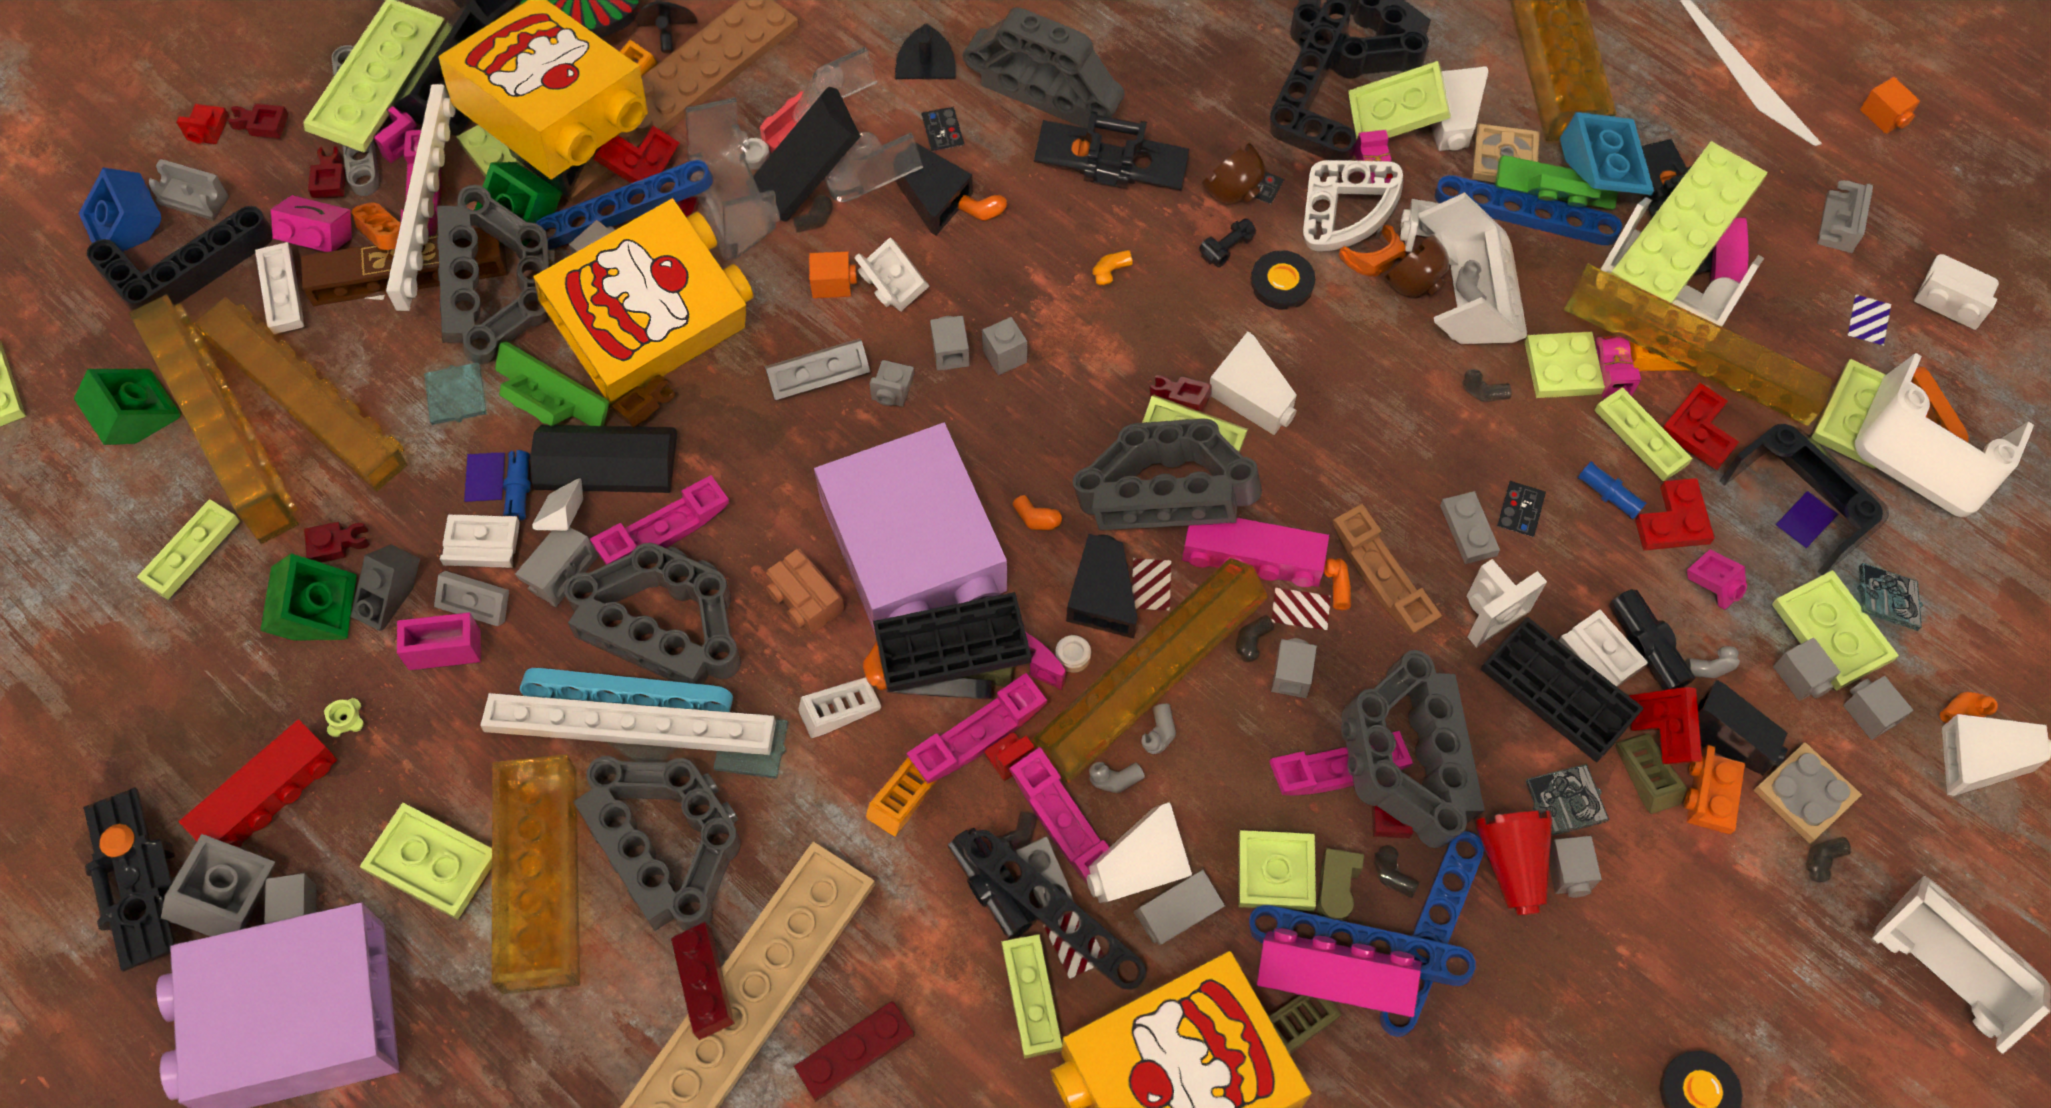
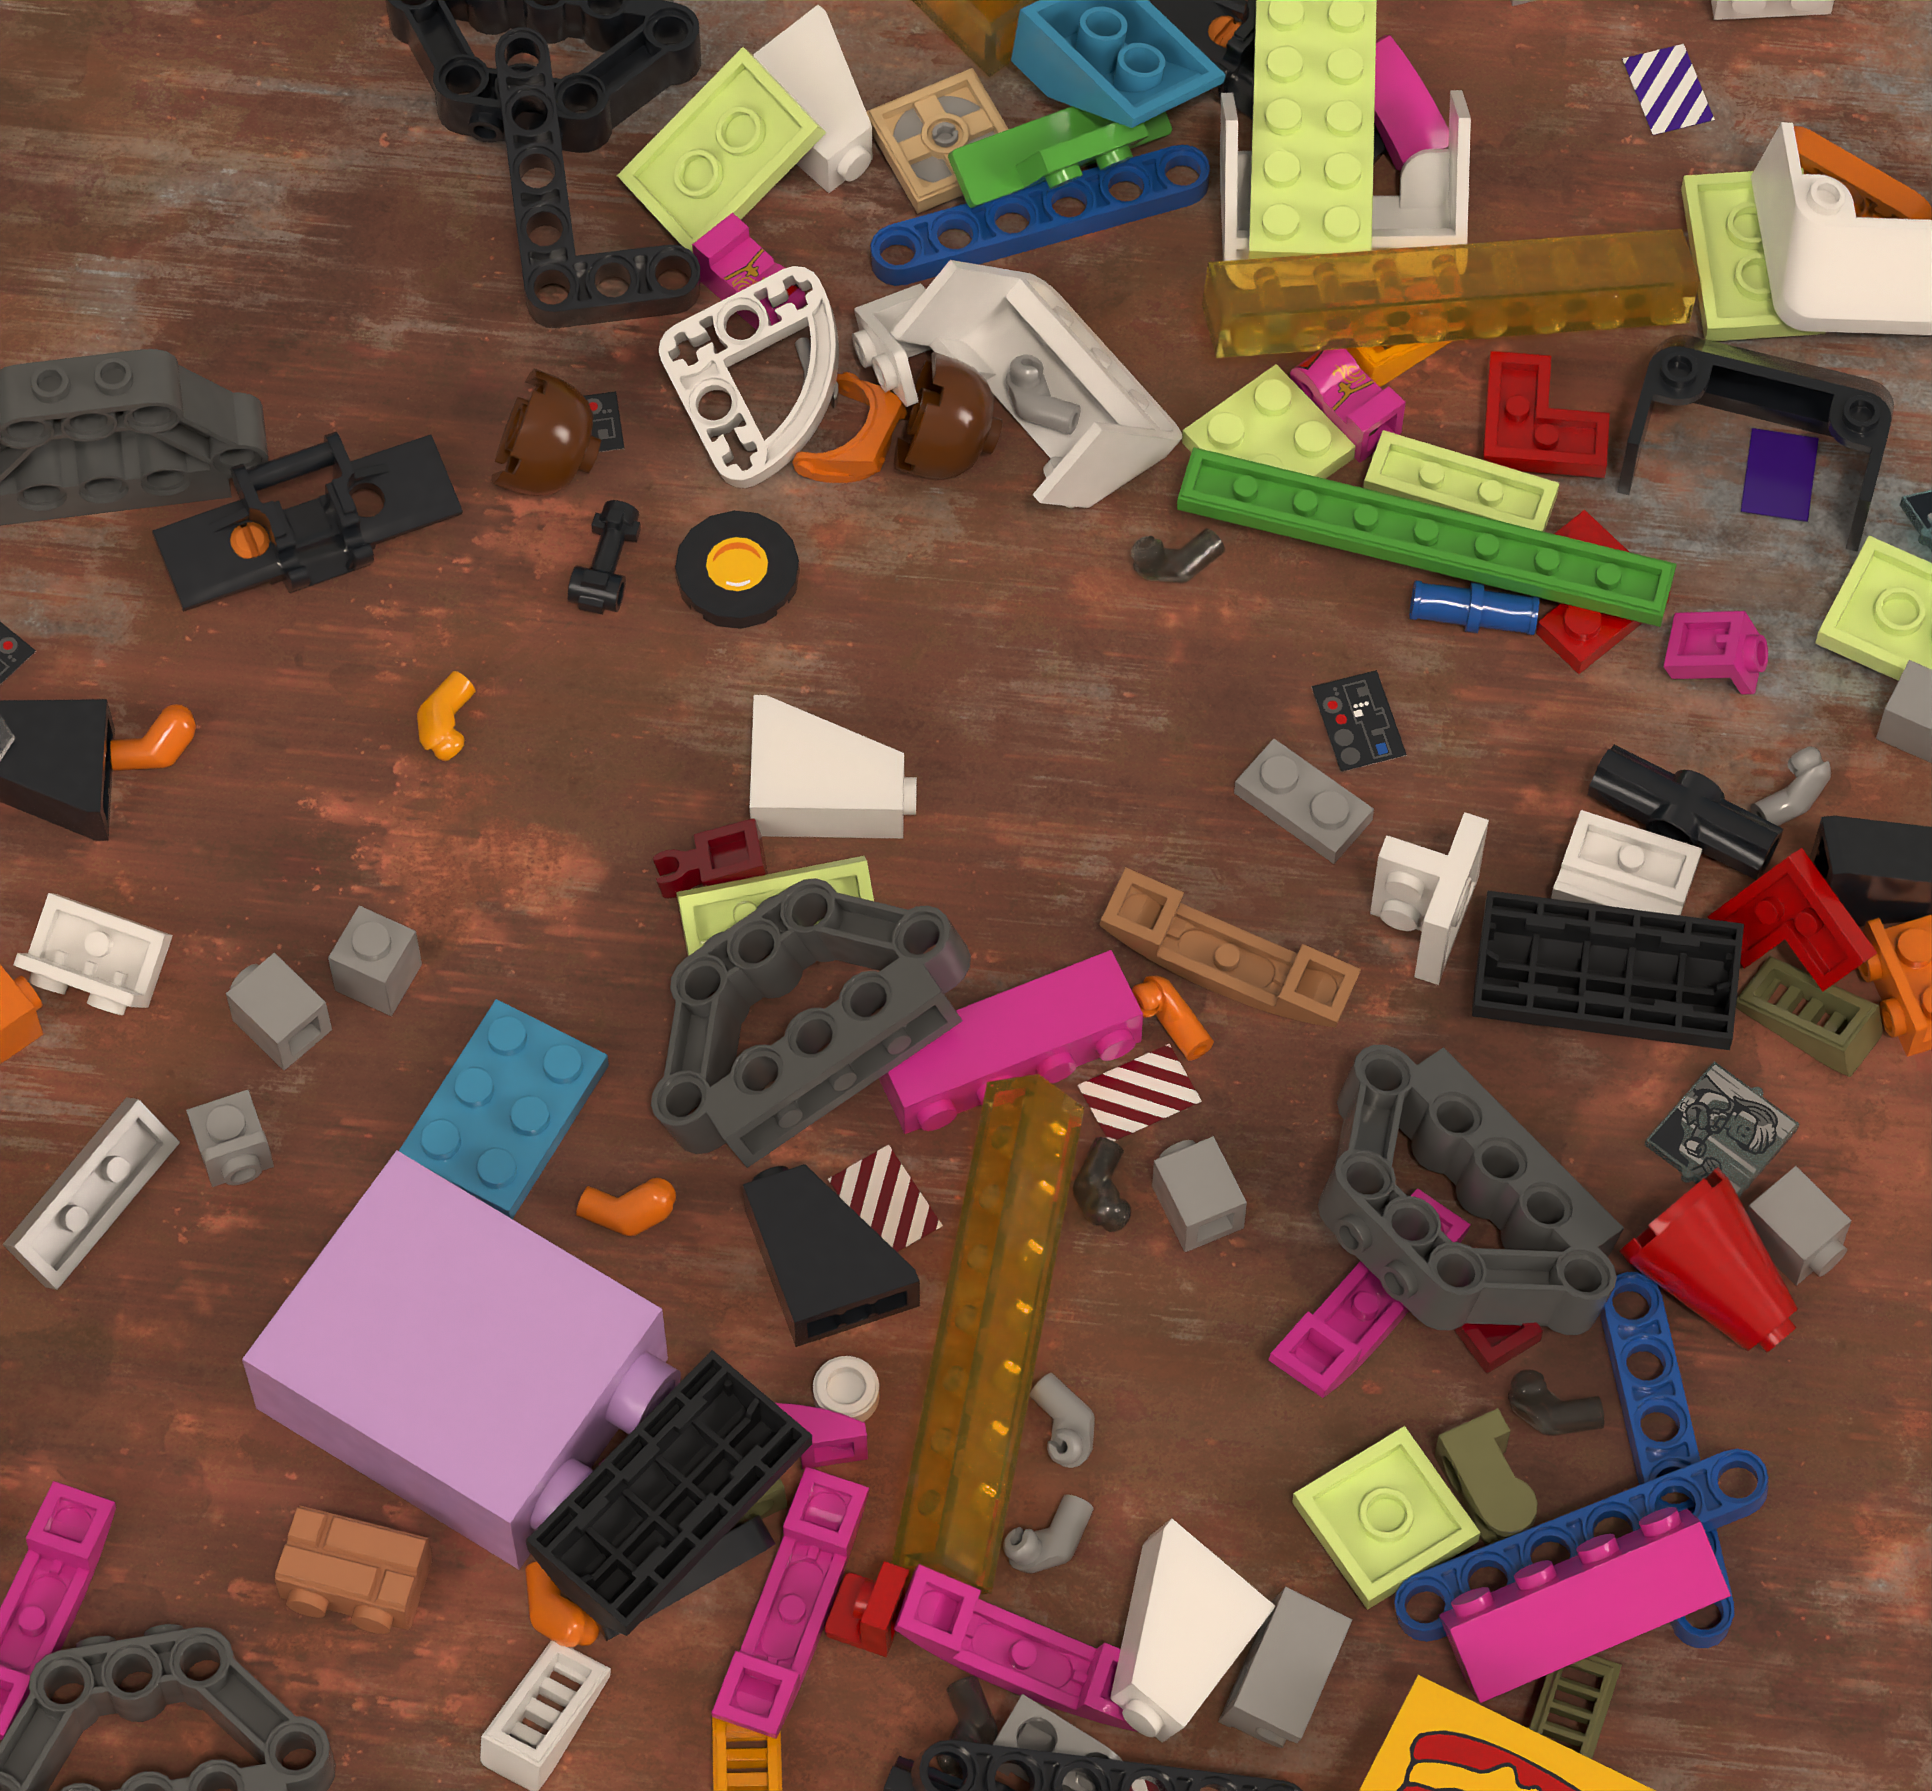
camera: 35 degrees left, 0 degrees up
(1014, 442) = (505, 1107): none -> dark azure plate
(1612, 446) = (1426, 536): none -> bright green tile

